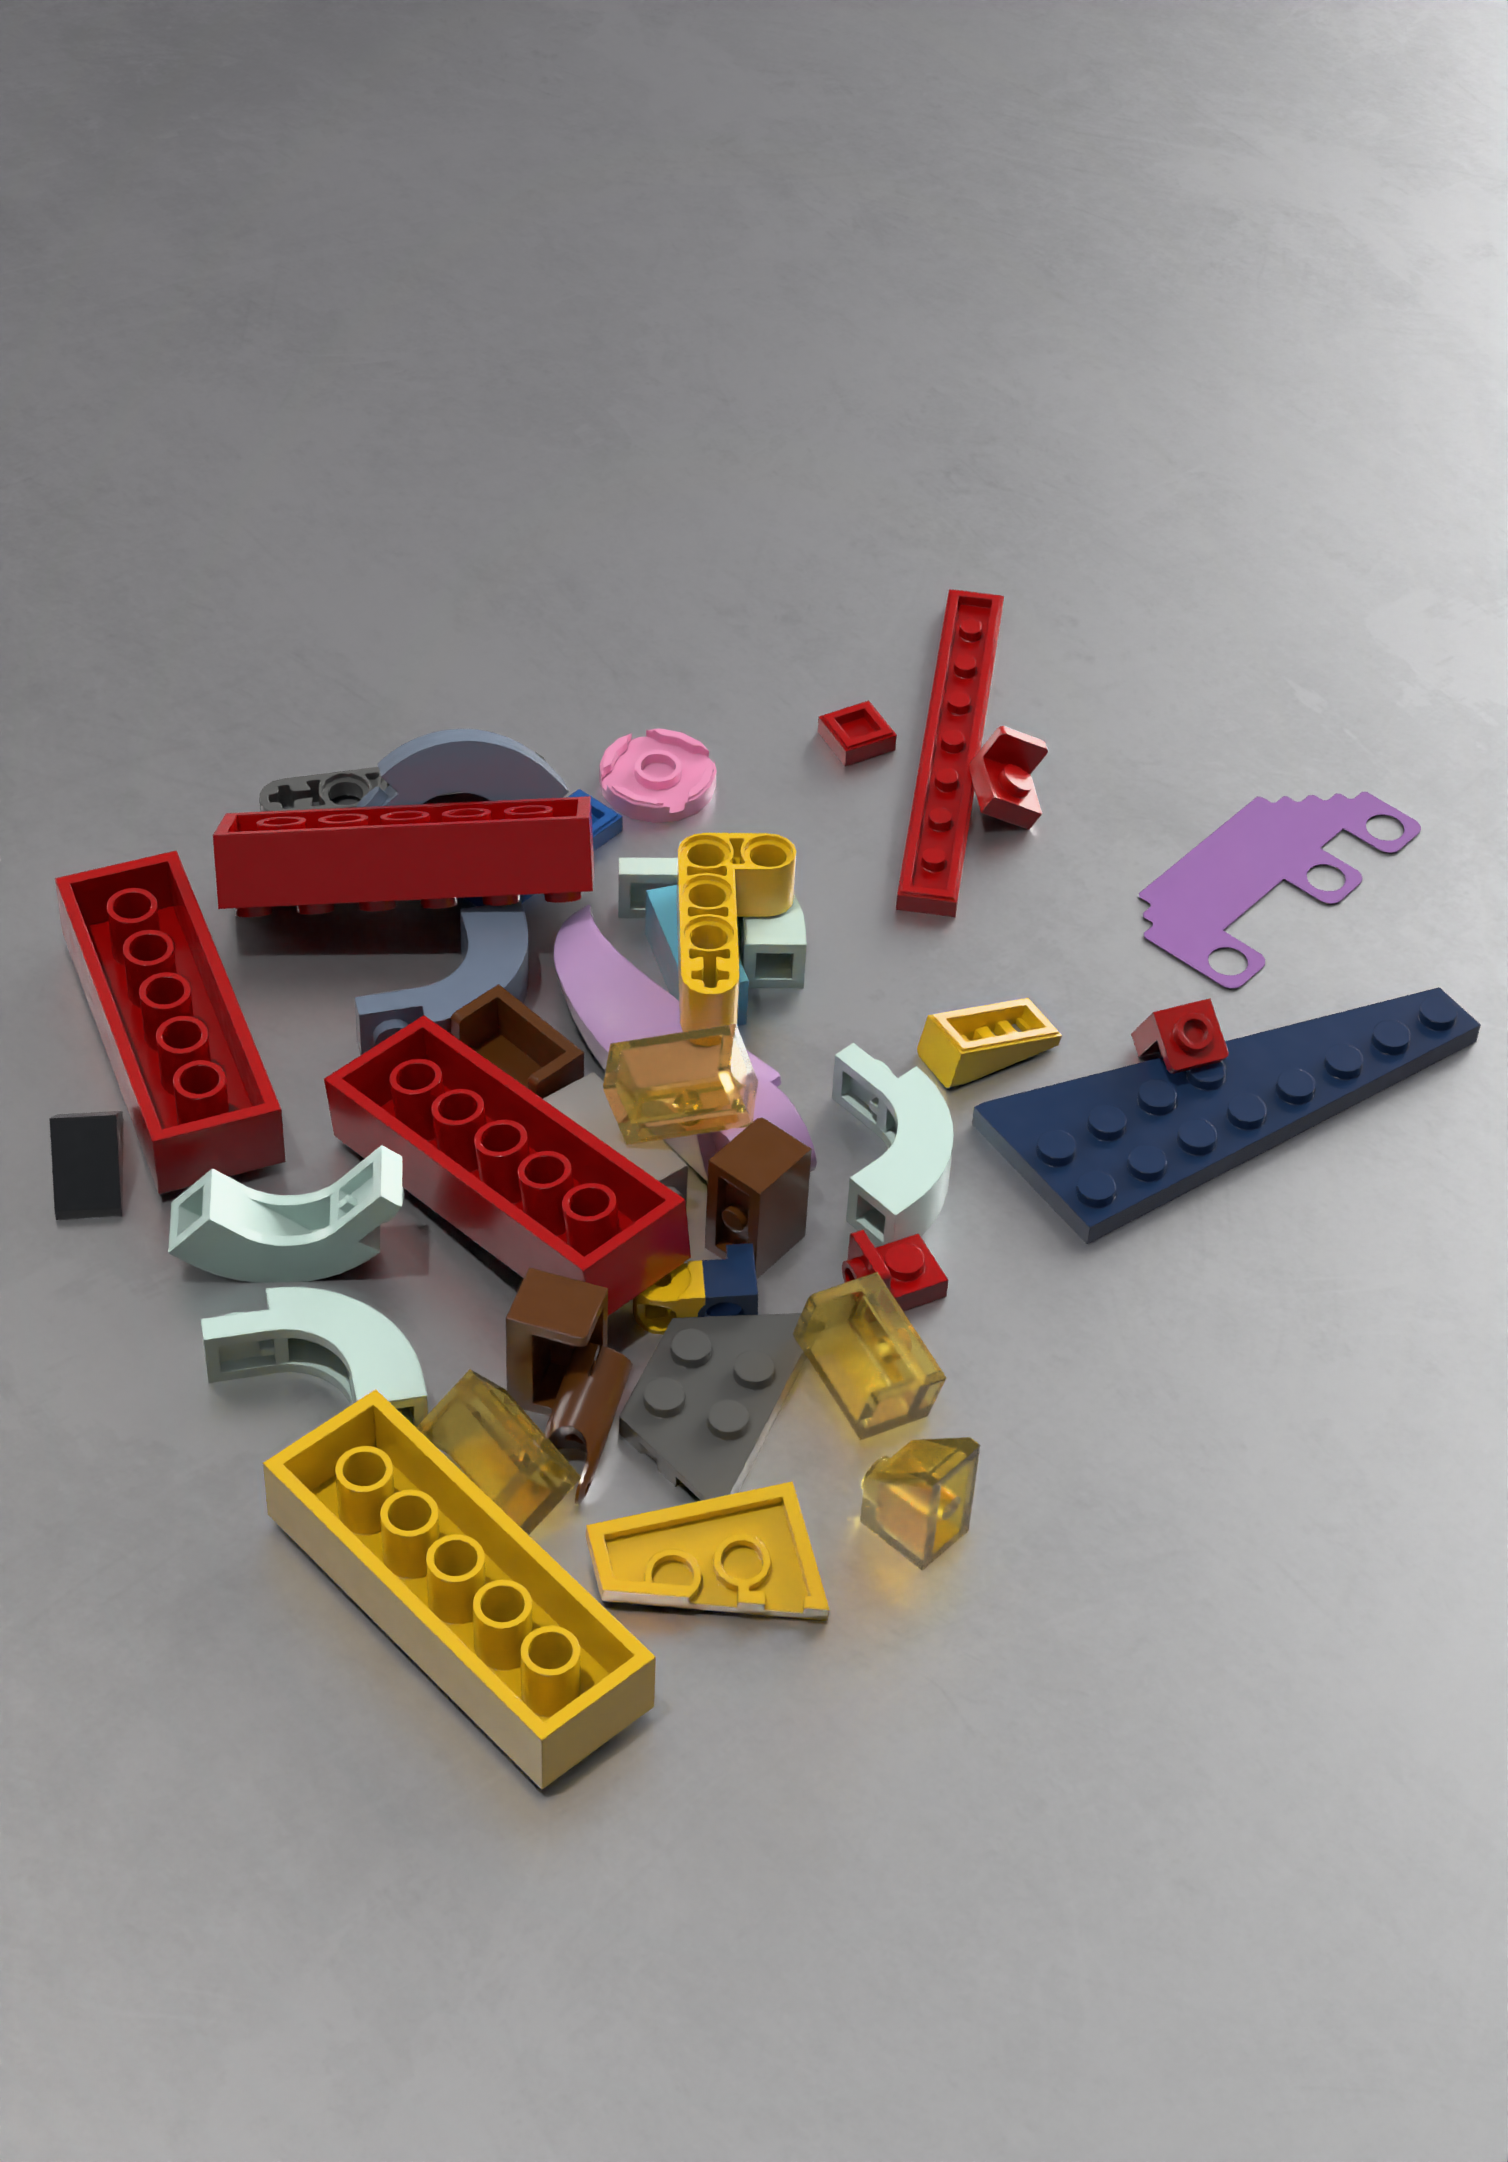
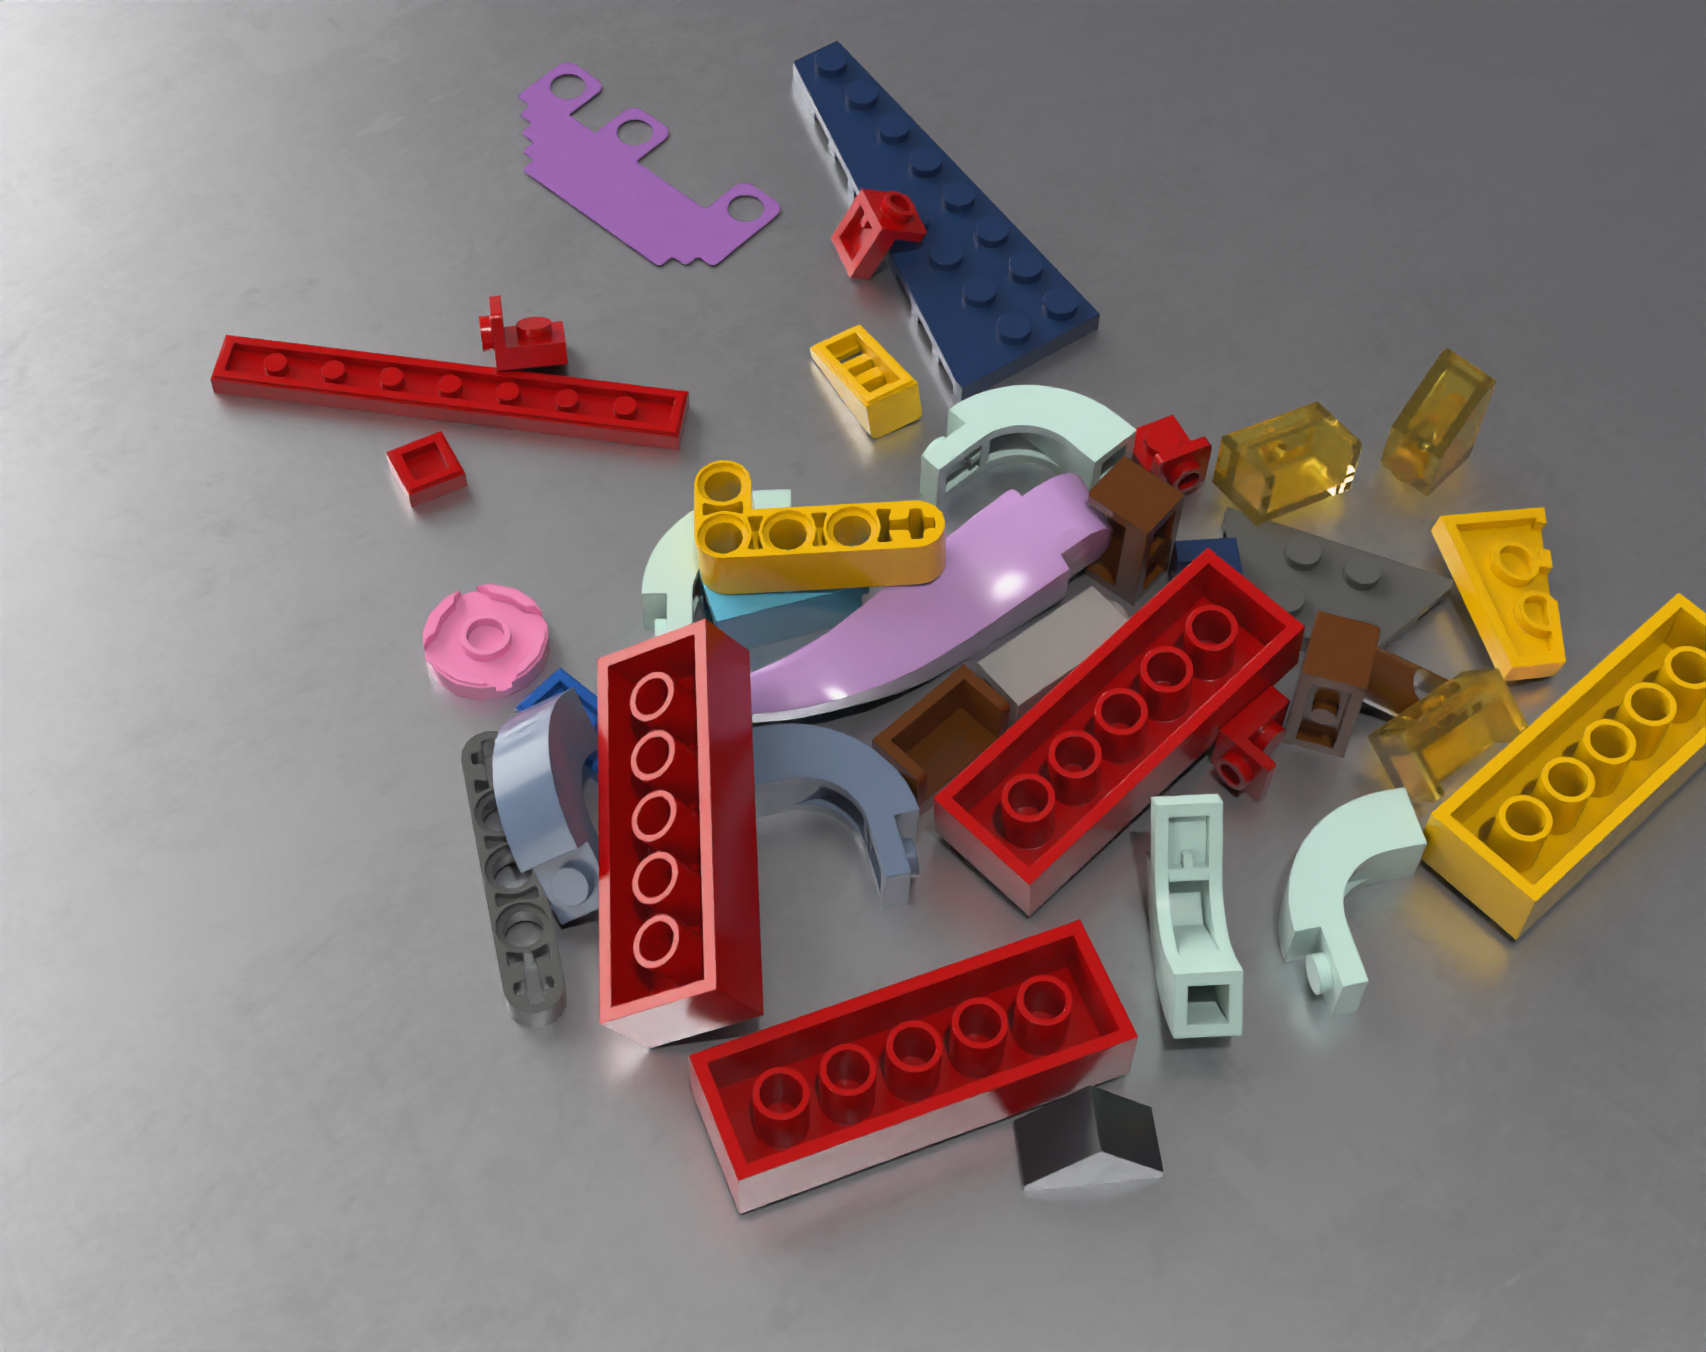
camera: 90 degrees left, 10 degrees up
(487, 1292) = (1247, 742): none -> red bracket
(680, 1084) = (1046, 557): clear yellow panel -> none

